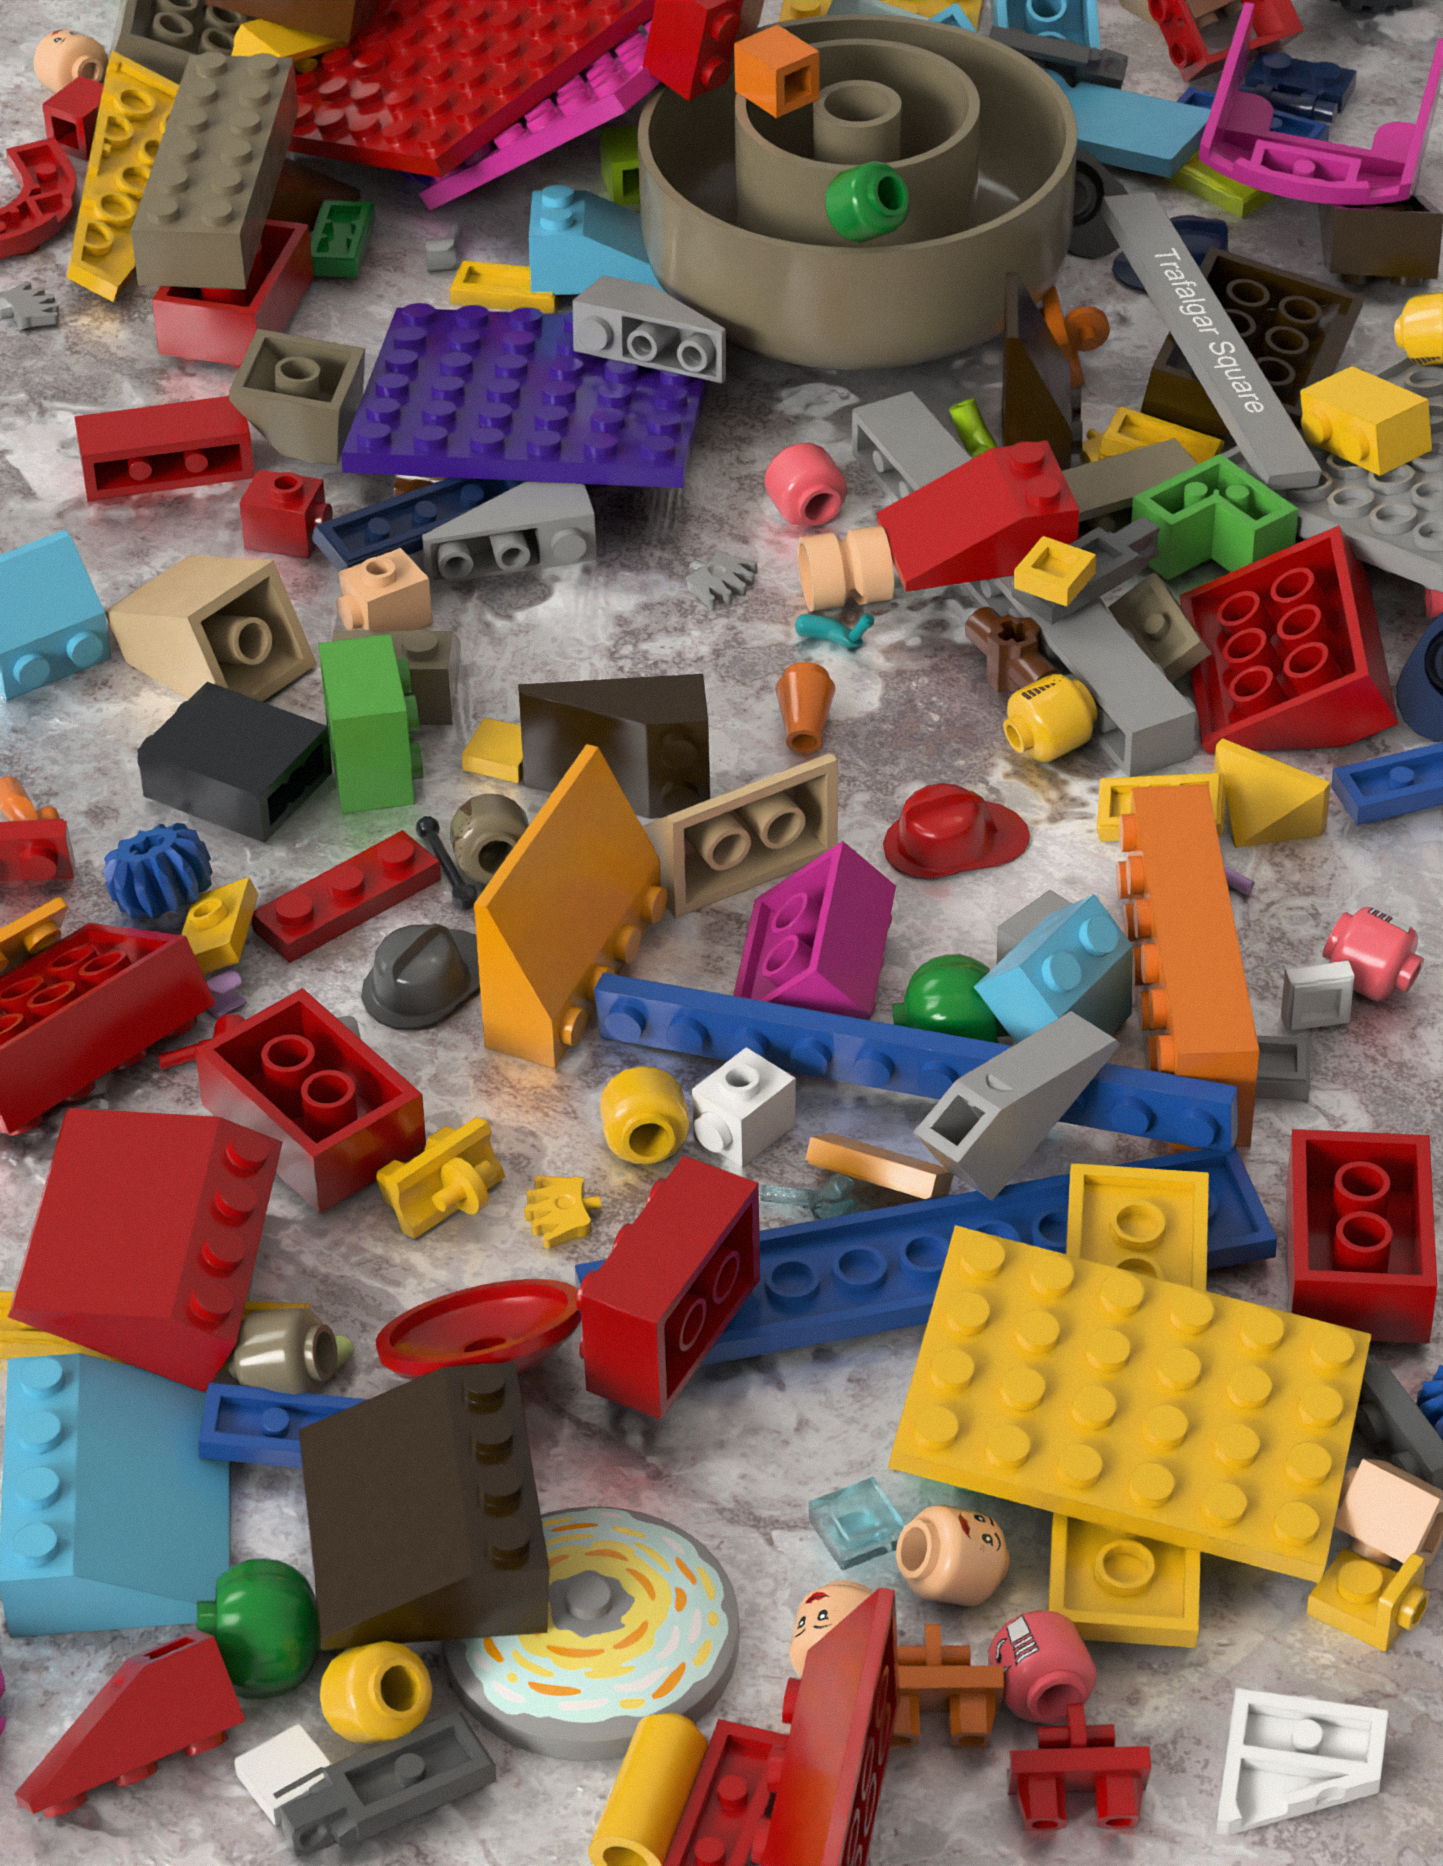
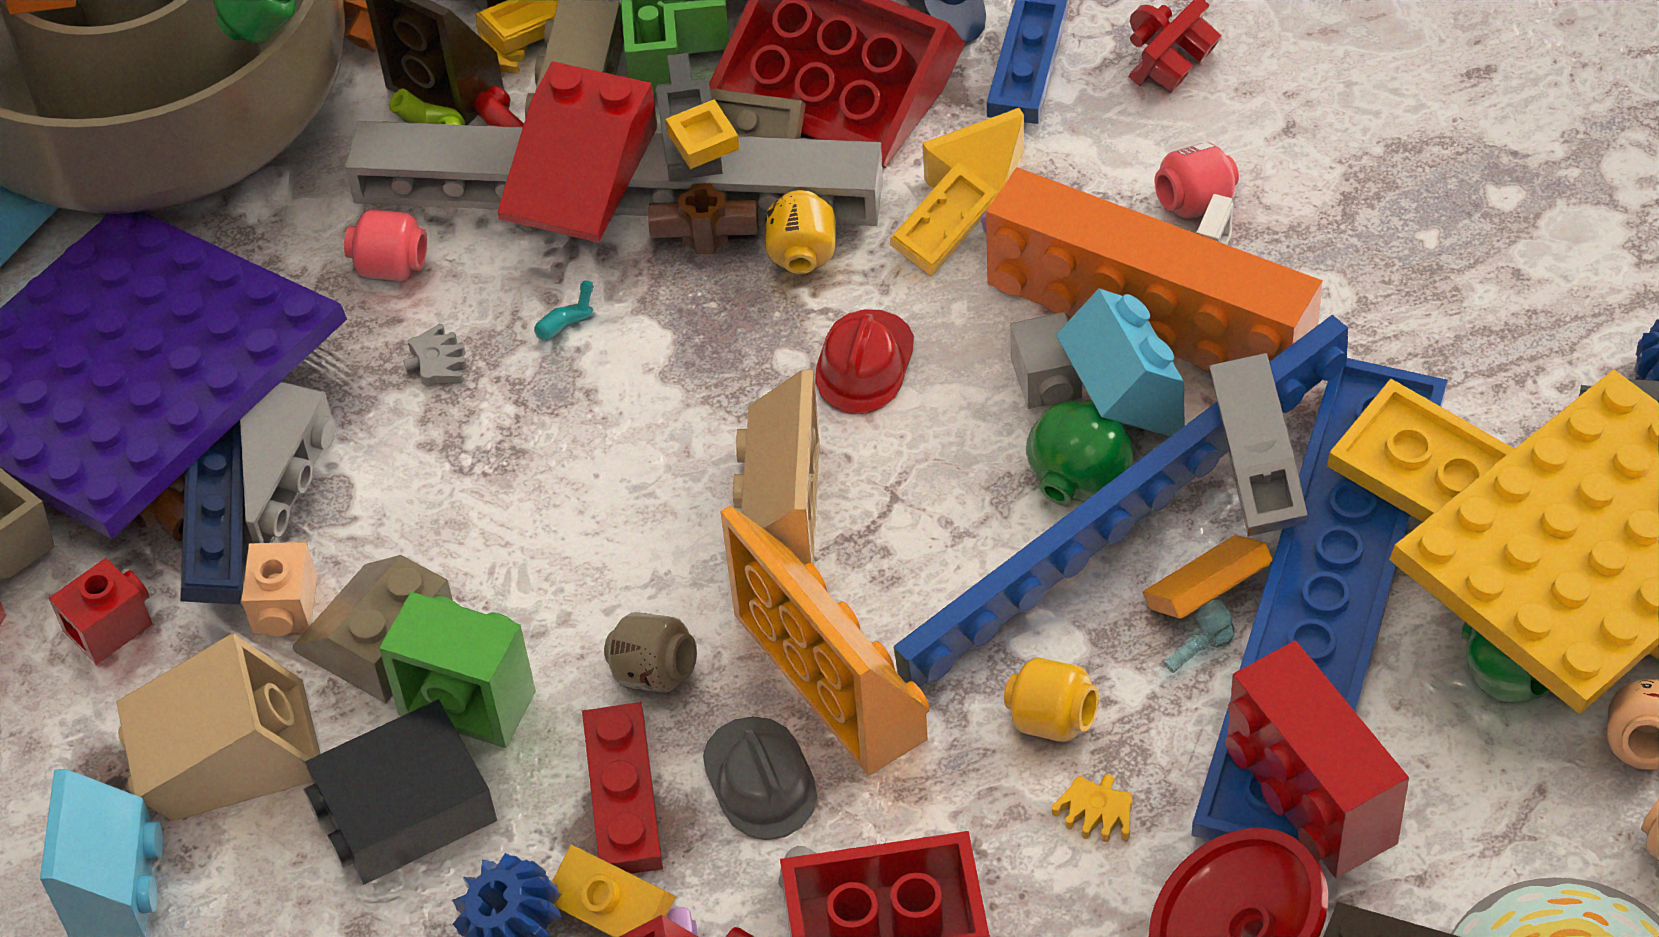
camera: 55 degrees left, 10 degrees up
(442, 1179) = (1016, 847): yellow hips -> none
(462, 894) = (681, 706): black hinge -> none
(495, 751) = (529, 597): yellow tile -> none
(645, 727) = (633, 504): dark brown slope -> none
(647, 329) = (141, 240): light grey slope -> none
(744, 1107) = (1088, 628): white brick -> none
(804, 703) = (651, 374): orange cone -> none
(820, 937) = (942, 503): dark pink slope -> none
(845, 568) = (519, 268): light nougat wheel -> none
(856, 1523) = (1569, 770): clear light blue plate -> none
(1362, 1232) = (1485, 330): red brick -> none

